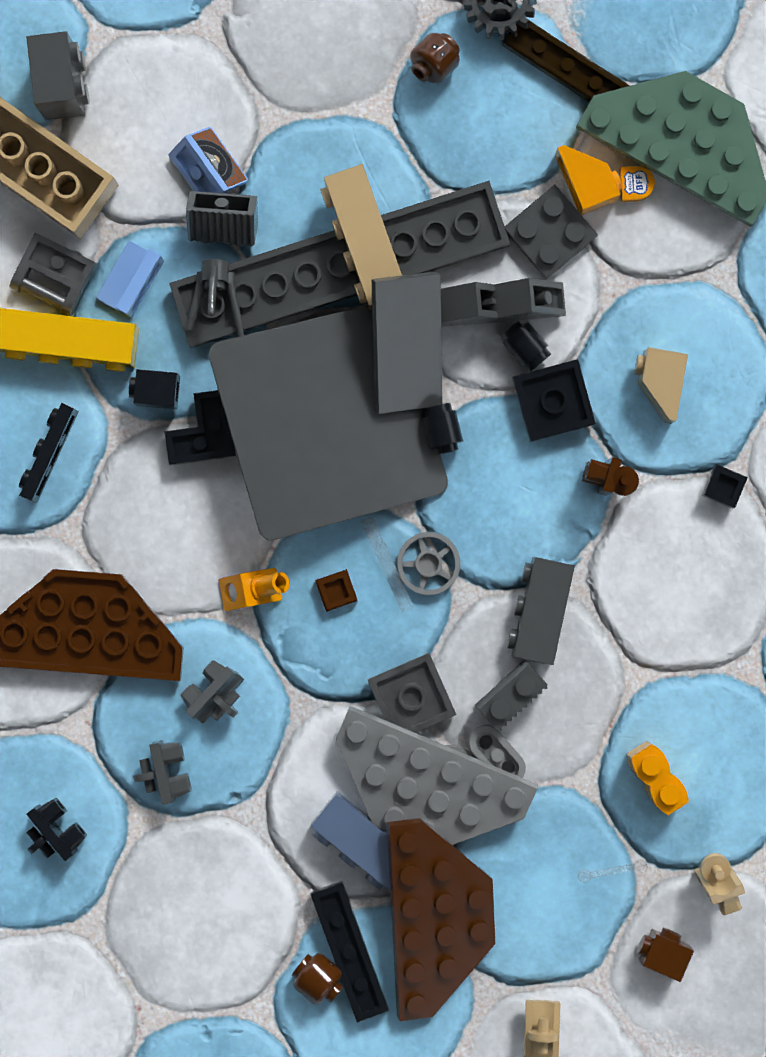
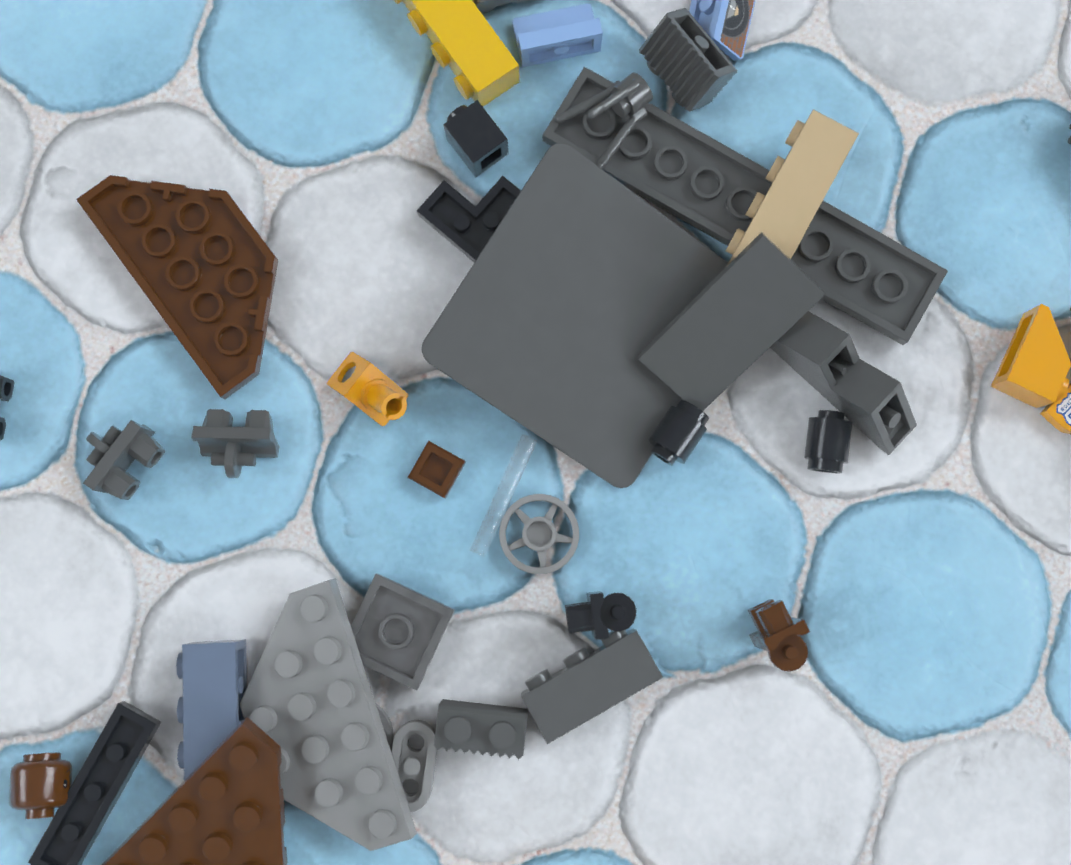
camera: 50 degrees right, 5 degrees down
(47, 452) = (331, 95): black plate -> none
(435, 57) = (1011, 123): reddish brown head -> none
(507, 569) = (601, 613): none -> black hips
(550, 232) = (952, 371): dark grey plate -> none
(553, 400) = (800, 515): black plate -> none
(662, 380) = (915, 602): tan slope -> none
(724, 486) = (870, 756): black plate -> none

